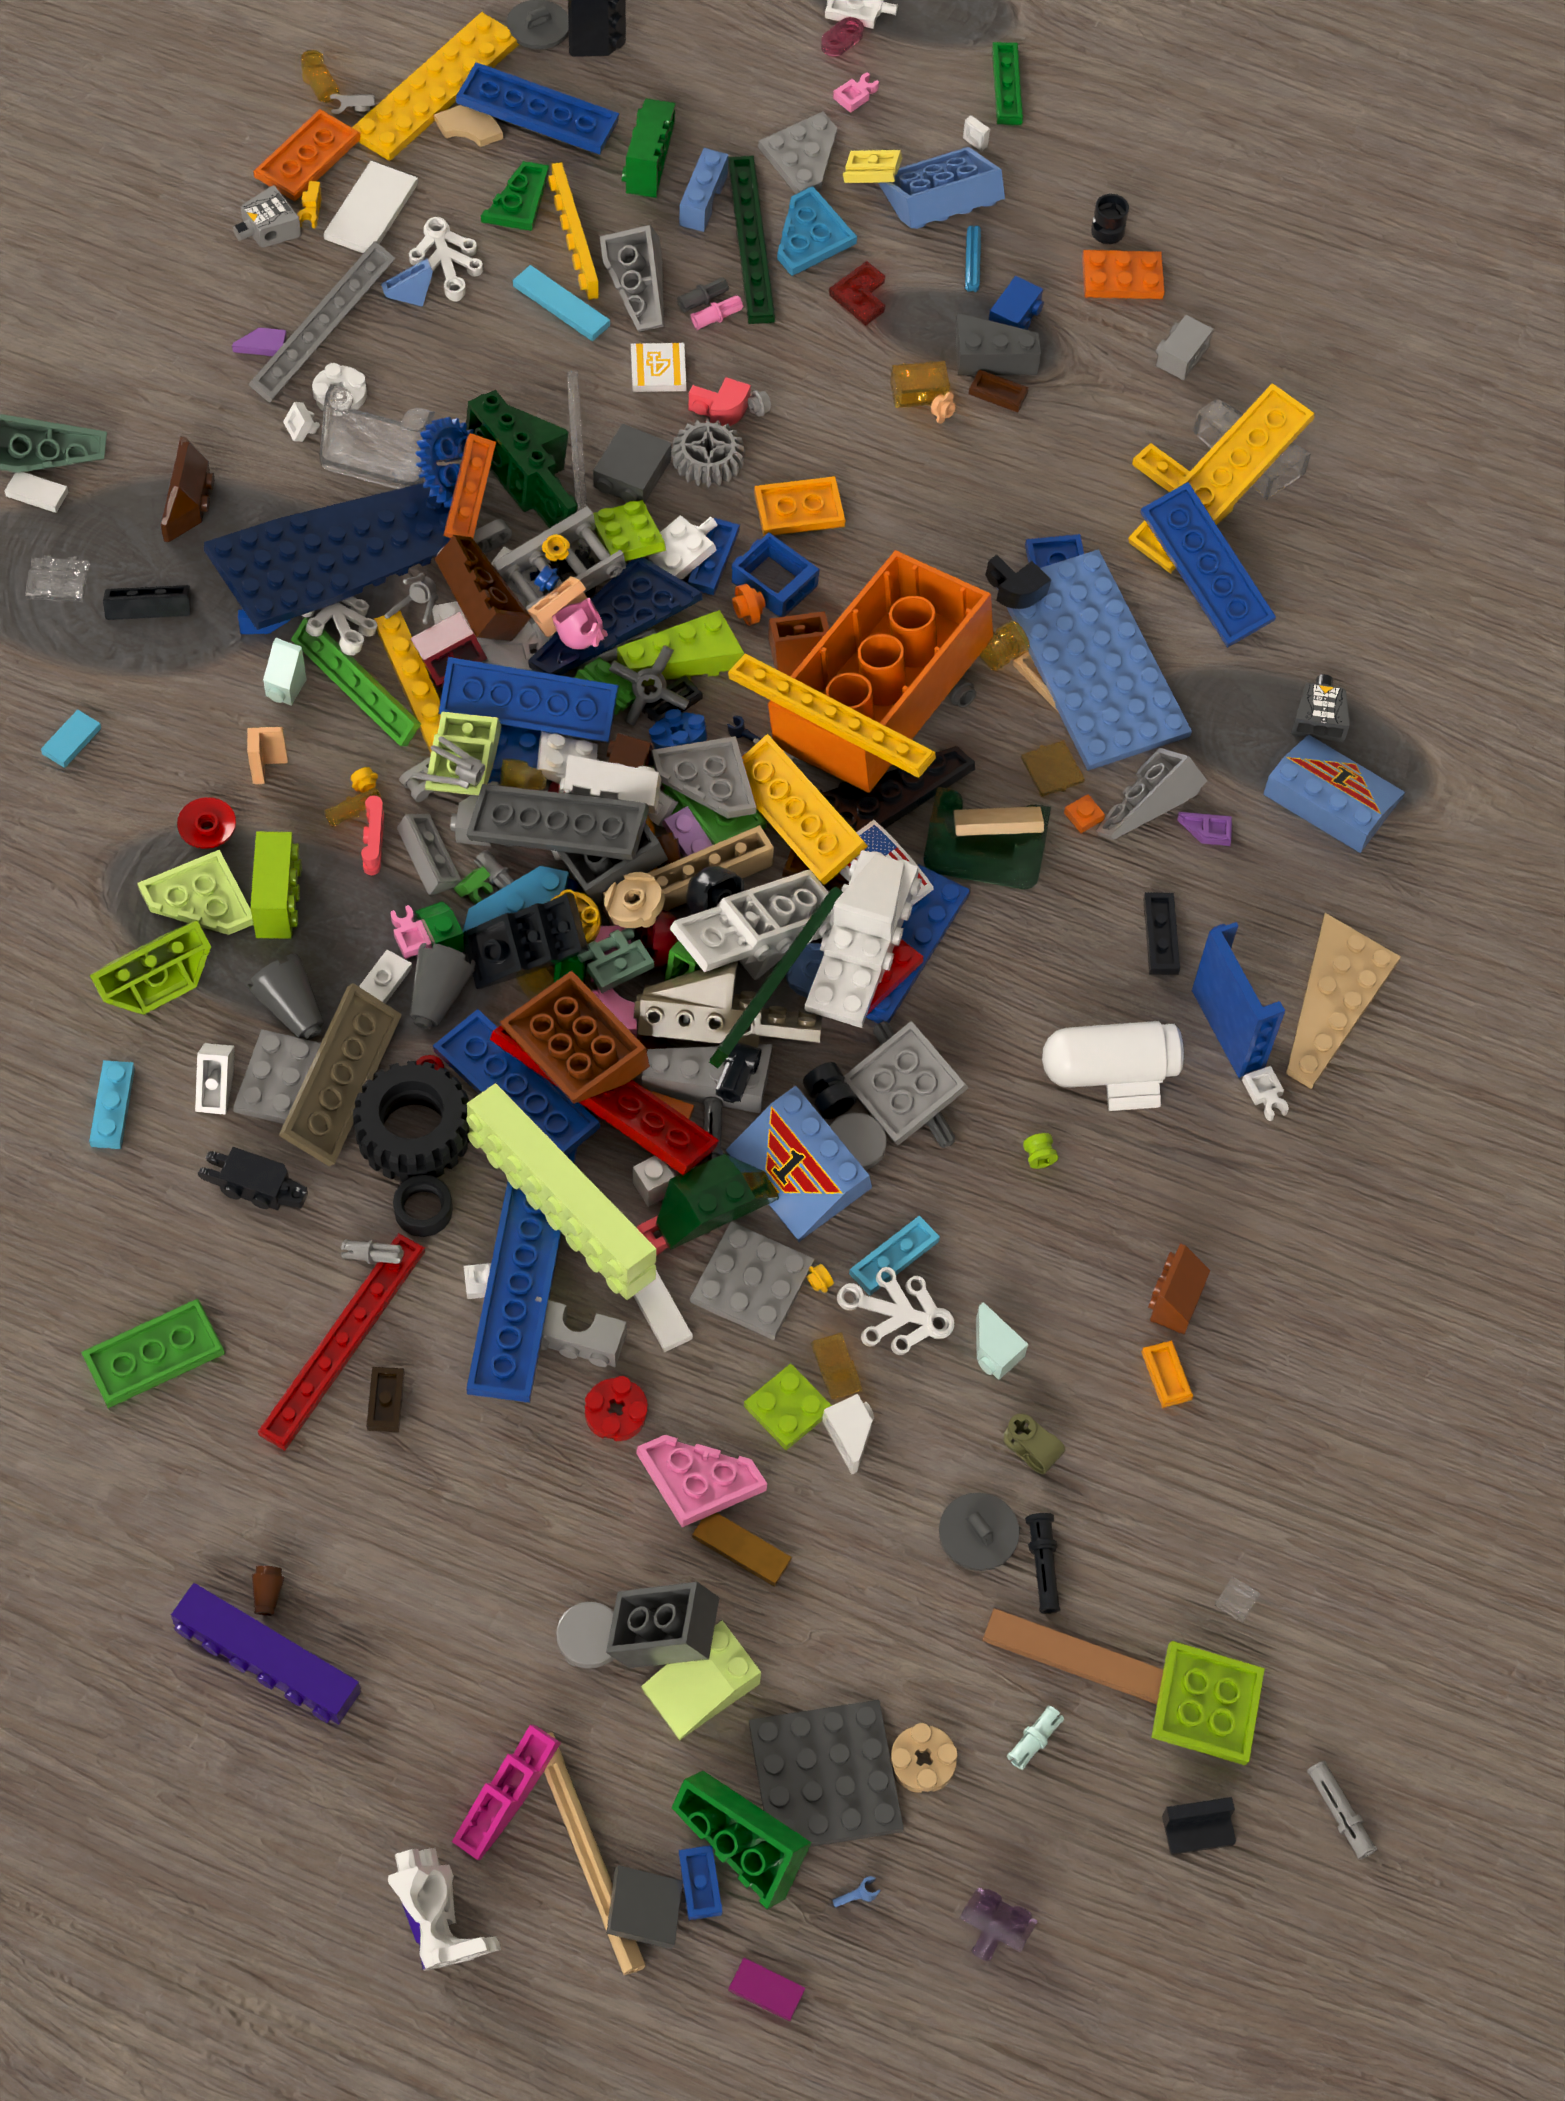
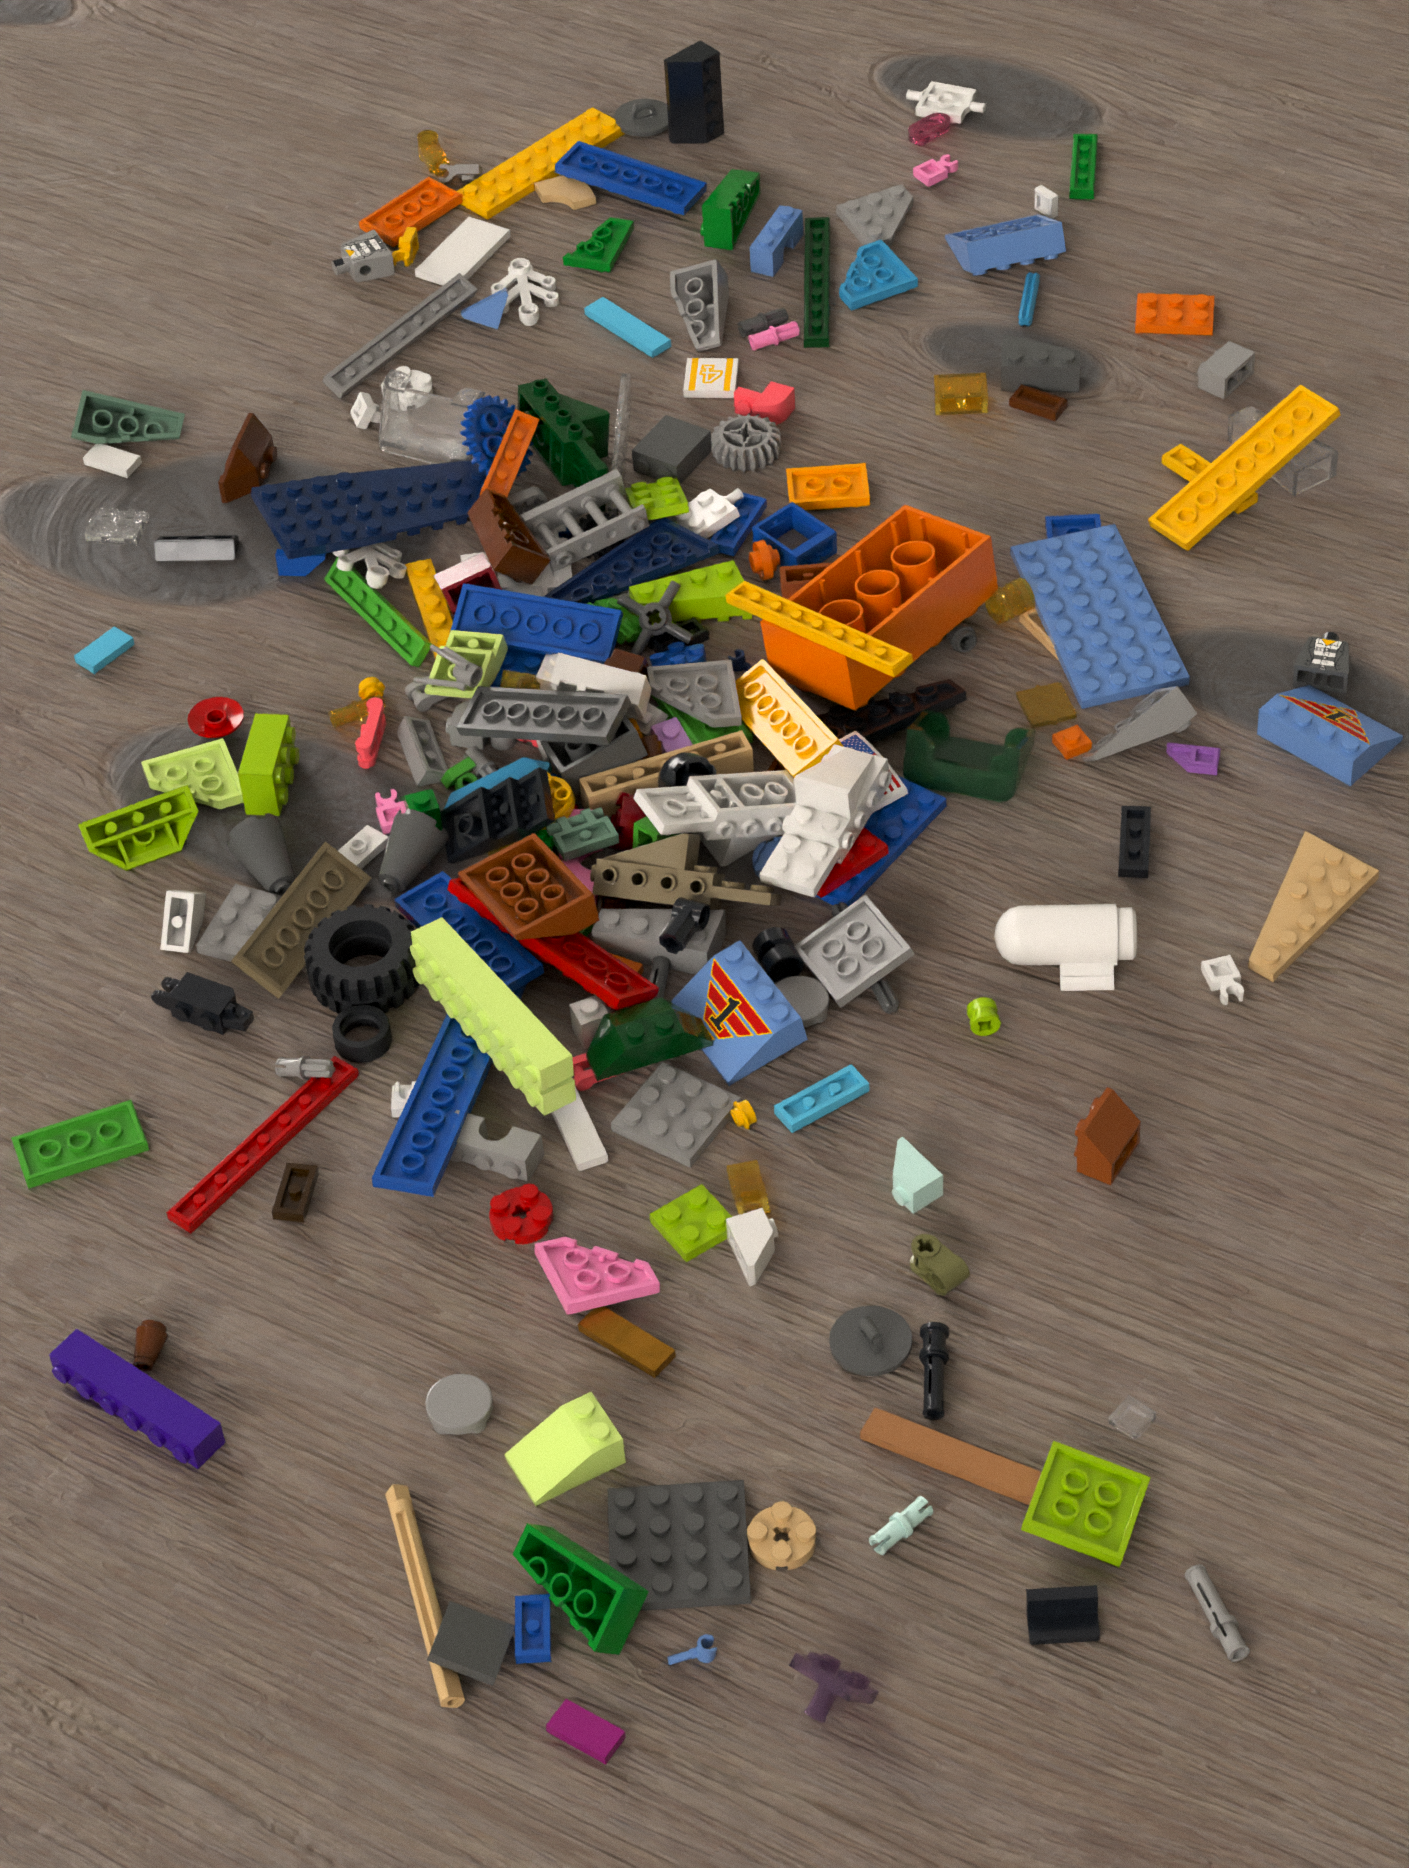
camera: 15 degrees right, 15 degrees down
(112, 1104) = (82, 940): medium azure plate -> none
(261, 342) = (338, 351): medium lavender tile -> none
(264, 747) = (280, 659): light nougat panel -> none
(284, 672) = (311, 599): light aqua slope -> none
(421, 591) = (453, 542): light grey plant -> none
(429, 1907) = (255, 1628): white hips -> none
(506, 1792) = (343, 1541): dark pink slope -> none
(547, 578) = (569, 527): blue plate -> none
(551, 542) = (580, 496): yellow plate -> none
(565, 594) = (579, 551): light nougat panel -> none
(575, 238) = (647, 271): yellow plate -> none
(579, 625) = (593, 564): bright pink helmet -> none
(638, 914) = (606, 782): tan plate -> none
(663, 1625) = (529, 1389): dark grey brick -> none
(759, 403) = (802, 406): light grey plate -> none
(775, 978) = (724, 847): dark green tile -> none
(855, 292) = (912, 321): clear red plate -> none
(872, 166) = (941, 225): light yellow plate -> none
(900, 1312) = (818, 1145): white plant -> none
(943, 407) = (981, 412): light nougat plate -> none
(998, 821) = (995, 734): tan tile -> none
(1017, 304) = (1066, 330): blue brick -> none
(1020, 588) = (1029, 547): black brick -> none
(1110, 218) = (1166, 267): black wheel -> none
(1167, 1374) = (1087, 1216): light orange tile -> none
(1207, 564) = (1222, 538): blue plate -> none
(1231, 1005) = (1193, 895): blue panel -> none

